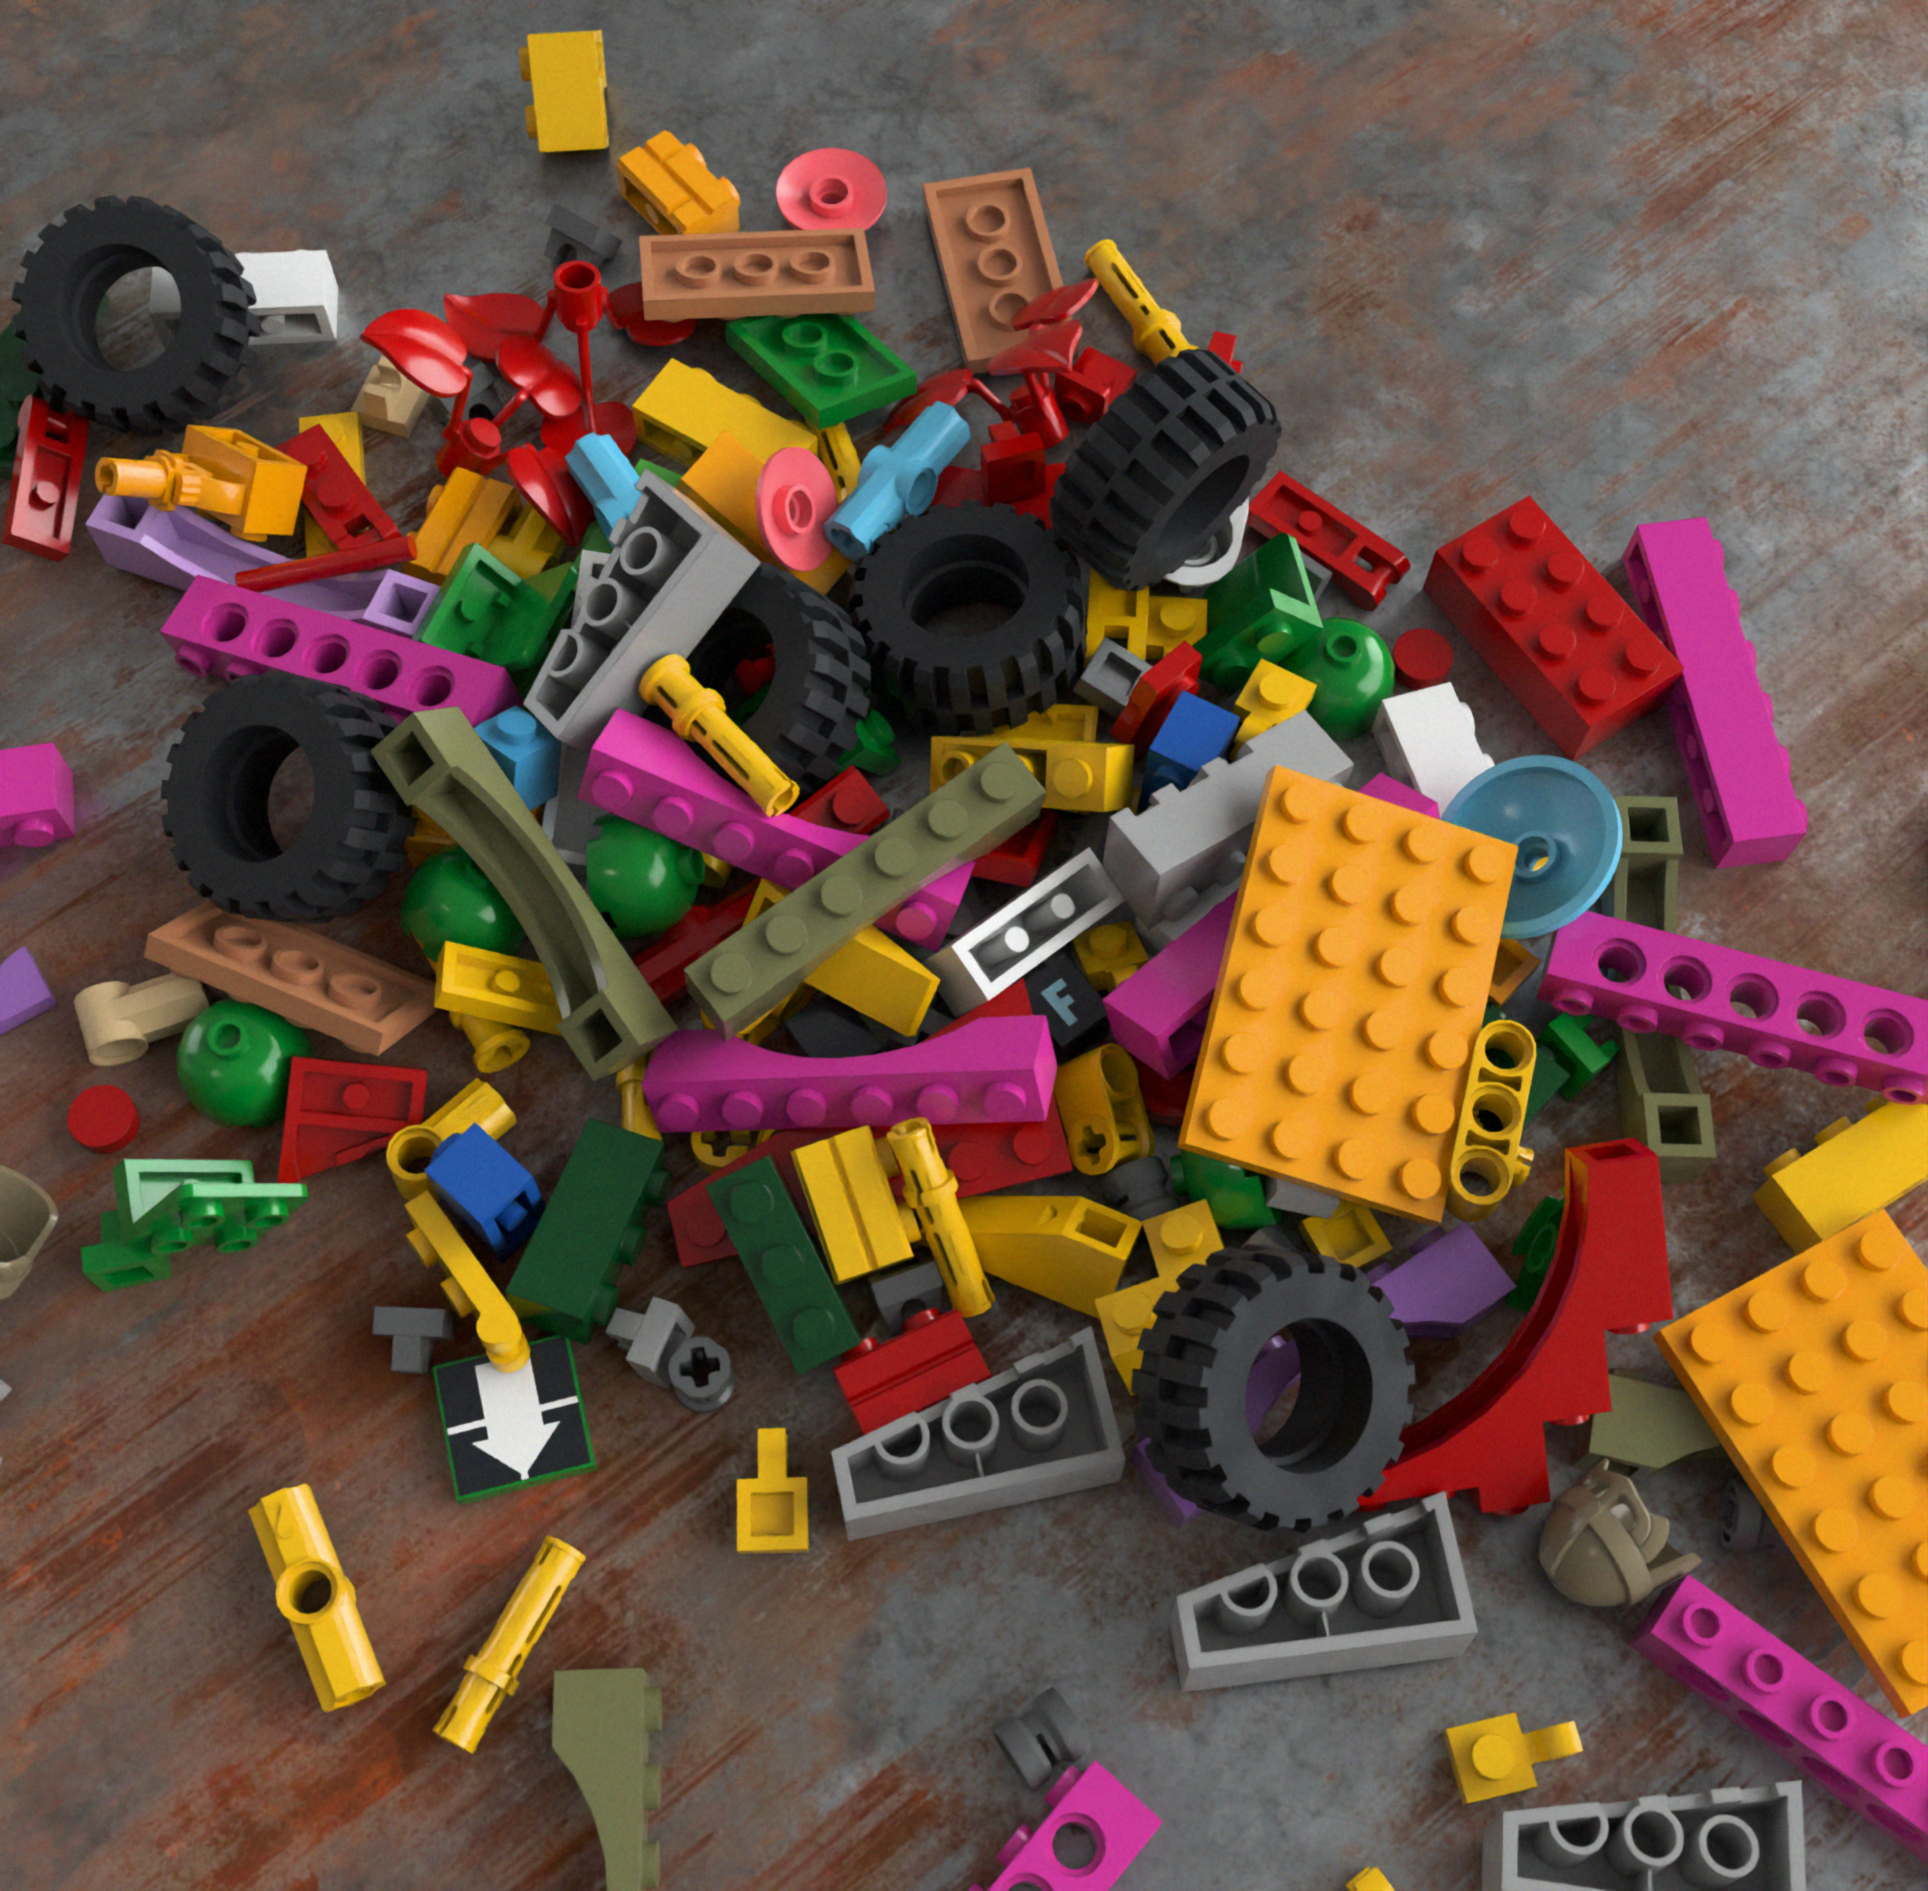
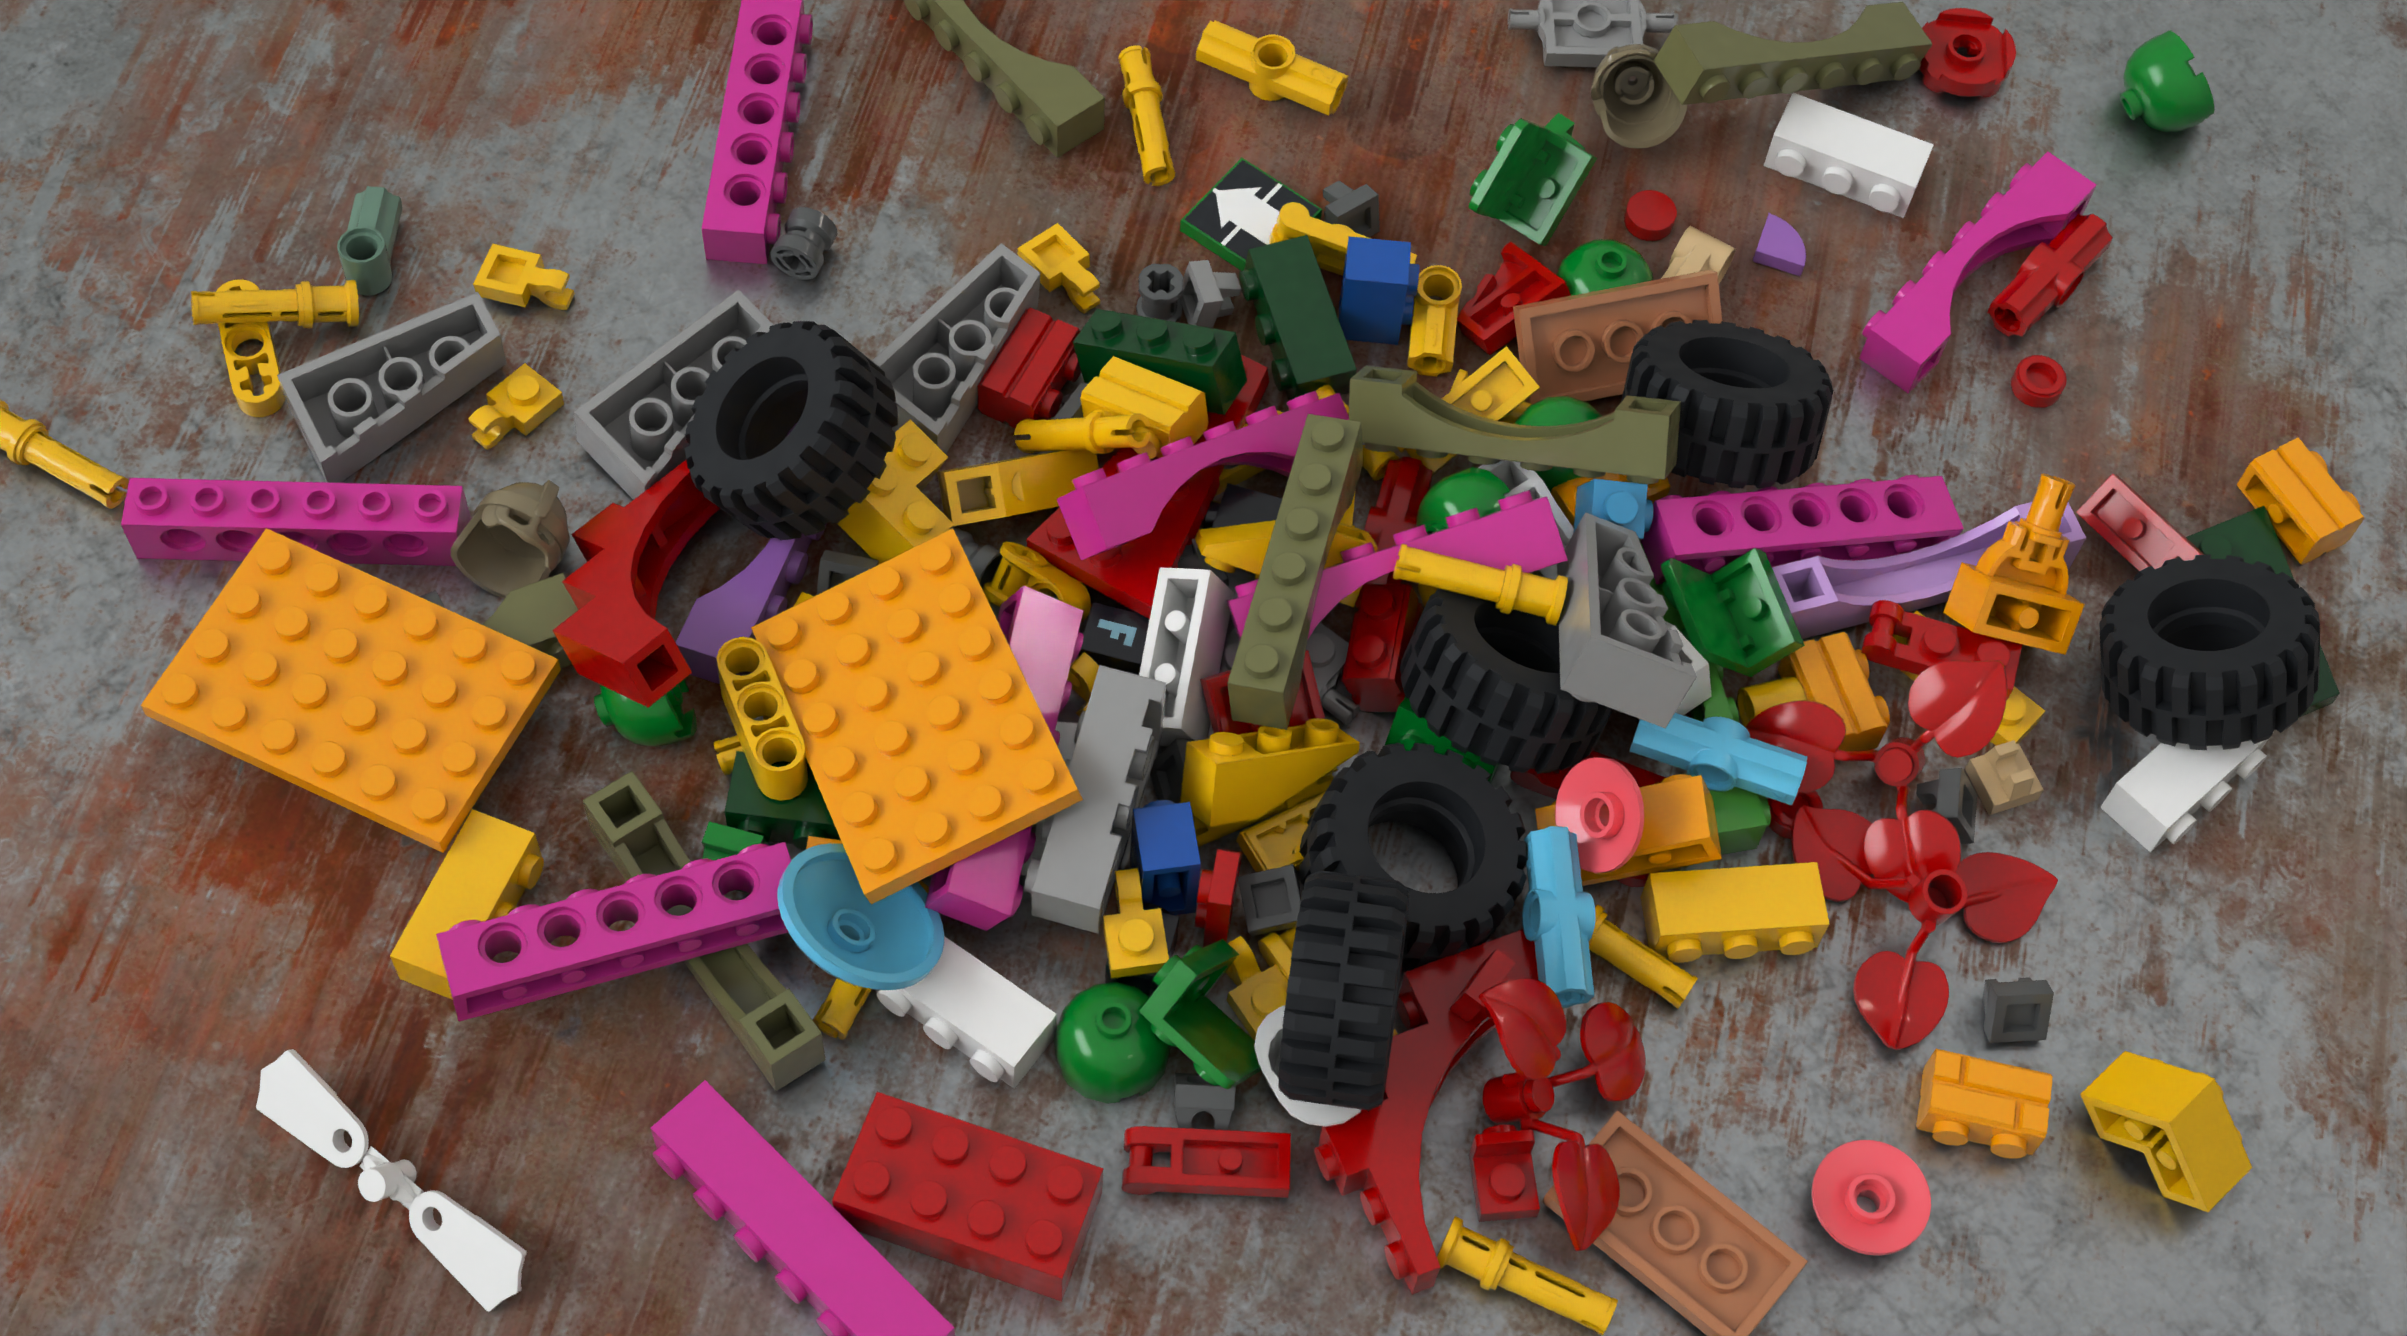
camera: 140 degrees right, 5 degrees down
(328, 565) = (1884, 585): red bar -> none
(756, 274) = (1844, 1052): nougat plate -> none
(822, 364) = (1725, 1016): green plate -> none
(1422, 658) = (1057, 1114): red tile -> none

